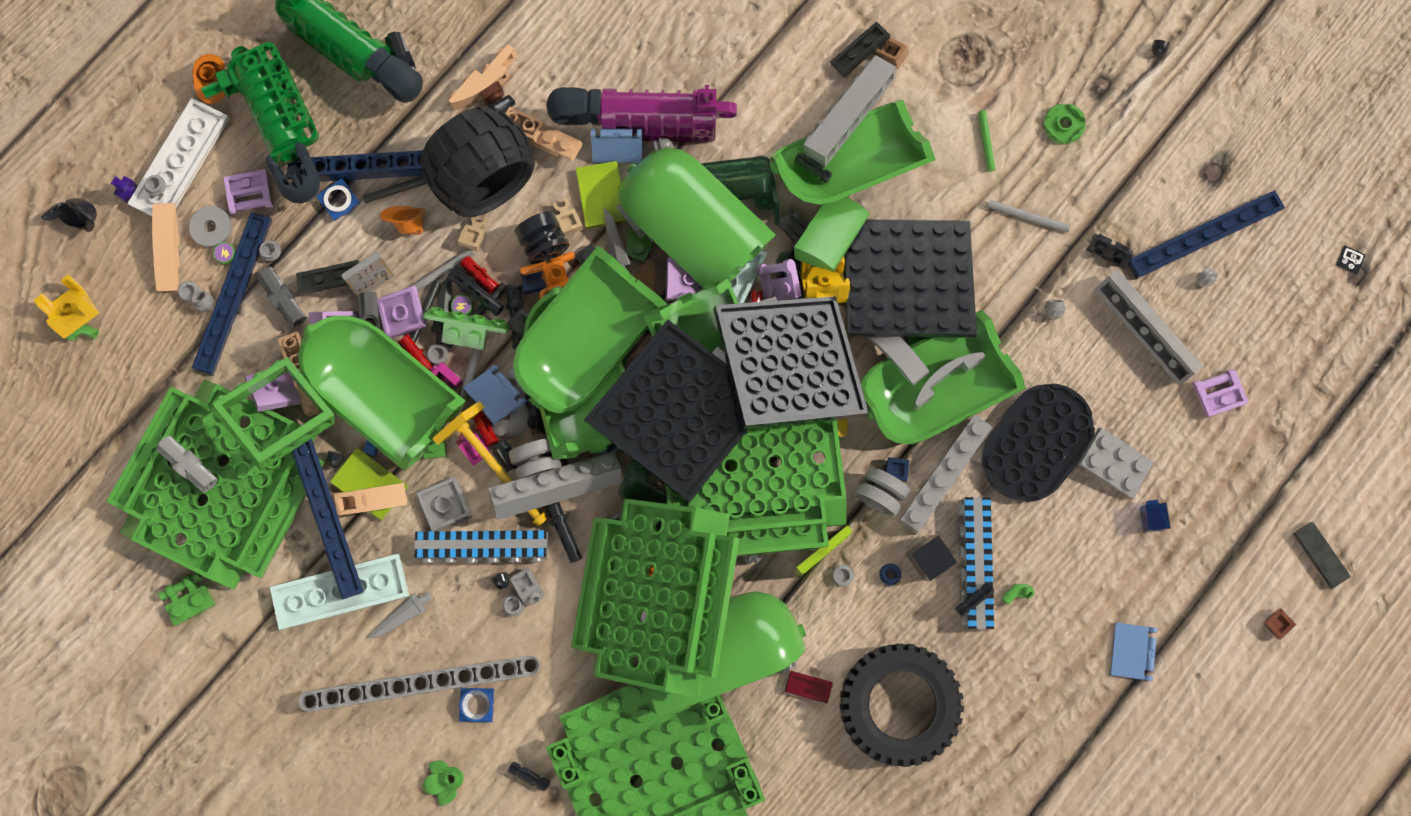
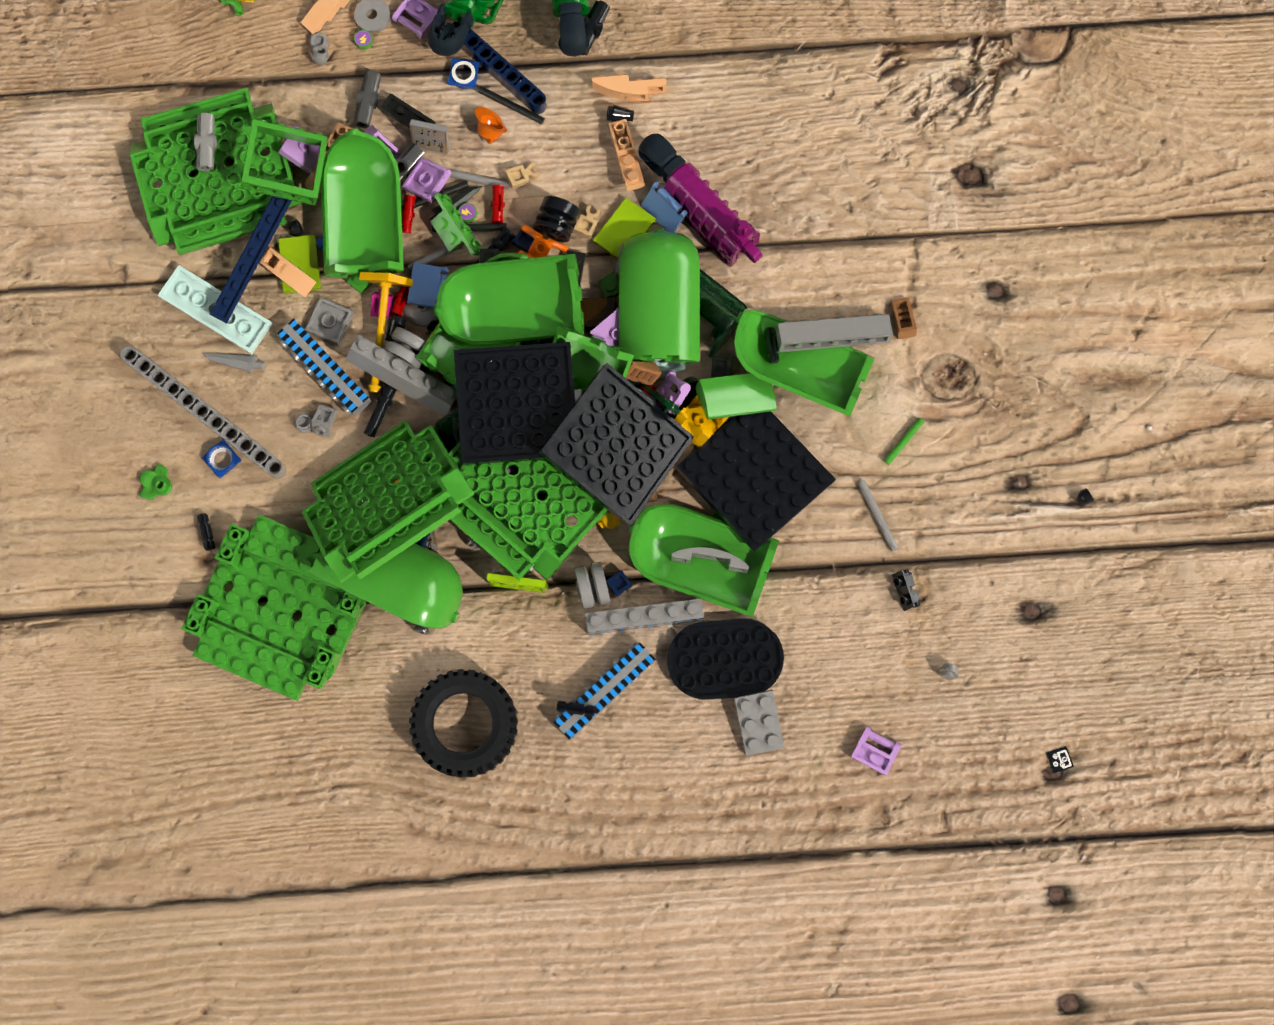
camera: 50 degrees right, 0 degrees up
(189, 605) = (125, 229): bright green plate -> none
(231, 294) = (342, 68): dark blue tile -> none
(270, 251) = (391, 64): light grey plate -> none
(437, 353) = (421, 227): light grey tile -> none
(449, 377) = (412, 244): dark pink bracket -> none
(469, 286) = (483, 204): black pin -> none
(477, 161) = (563, 131): black tyre -> none
(492, 93) = (625, 100): copper plate -> none
(501, 580) = (312, 400): black hinge -> none
(615, 244) = (595, 274): light grey bar -> none
(662, 143) = (695, 236): light grey plate -> none
(744, 285) = (643, 372): none -> medium nougat slope
(790, 289) = (664, 400): none -> dark green piece
(808, 687) = (423, 655): dark red tile -> none
(842, 575) = (516, 612): light grey tile -> none
(860, 49) = (885, 301): pearl dark grey tile -> none
(890, 567) = (545, 635): dark blue plate -> none
(902, 356) = (695, 517): light grey slope -> none
(931, 557) = (578, 656): black head -> none
(1019, 591) = (612, 734): bright green arm -> none
(1054, 309) = (828, 589): light grey plate -> none
(1056, 131) = (961, 491): bright green tile -> none
(1133, 651) = (642, 847): medium blue piece -> none
(1148, 327) = (873, 661): light grey brick -> none
(1154, 516) = (747, 780): clear blue brick -> none
(1205, 234) = (981, 645): dark blue tile -> none
(1279, 623) = (751, 929): copper plate -> none
(1321, 555) = (827, 918): pearl dark grey tile -> none

